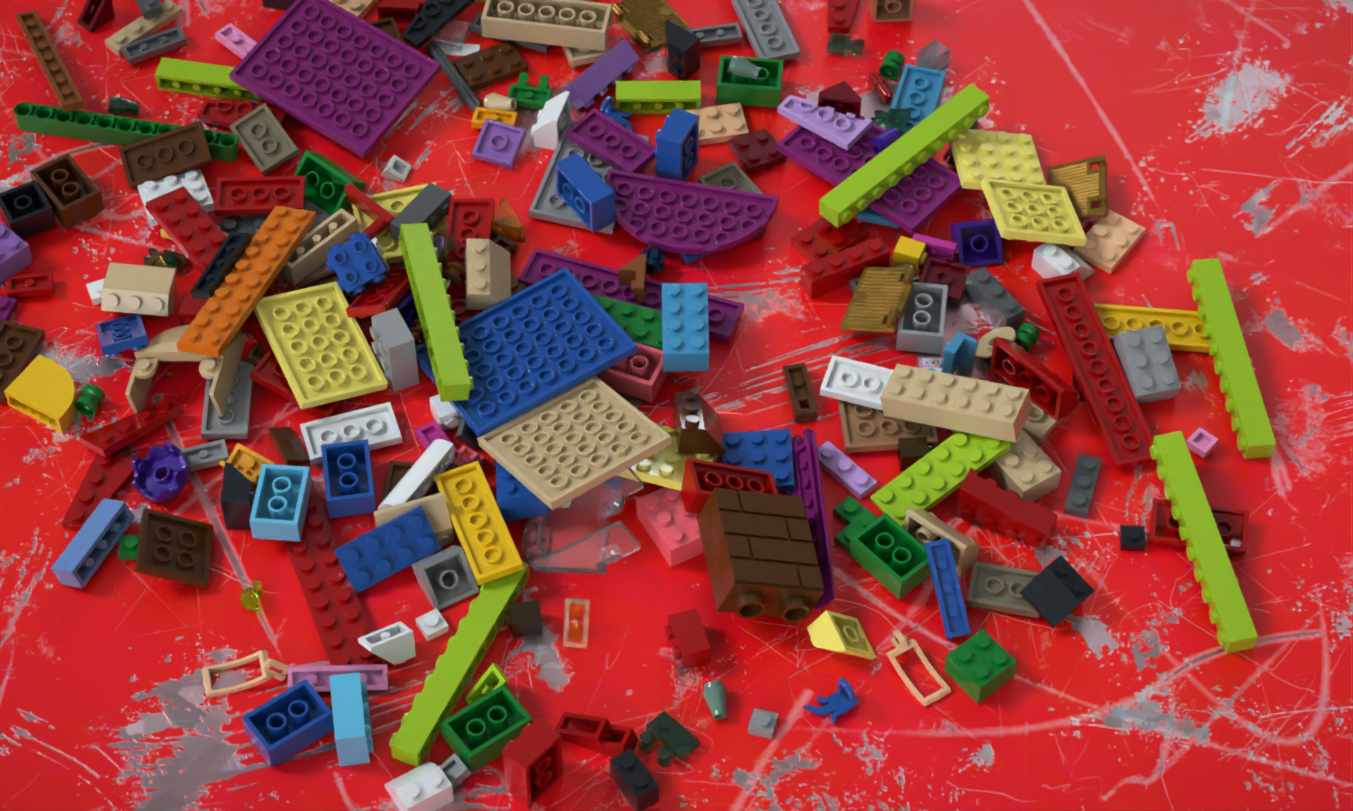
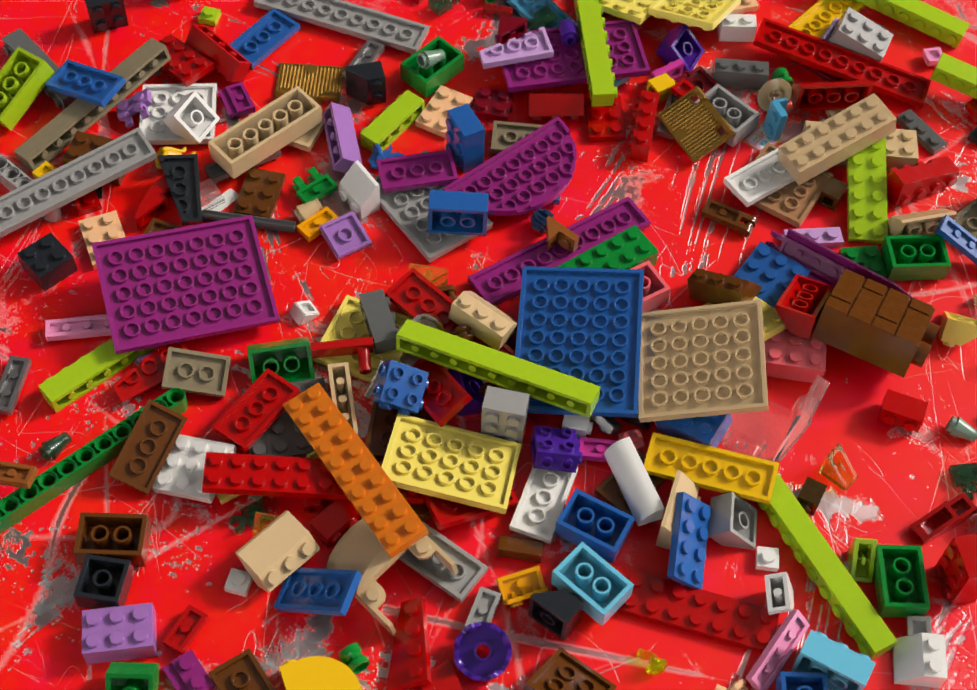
camera: 55 degrees left, 5 degrees up
(221, 265) = (323, 476): black plate -> none
(400, 406) = (555, 449): none -> dark purple brick
(685, 327) = (642, 235): dark azure brick -> none
(797, 188) = (555, 104): none -> red slope
(921, 263) = (681, 88): none -> red plate

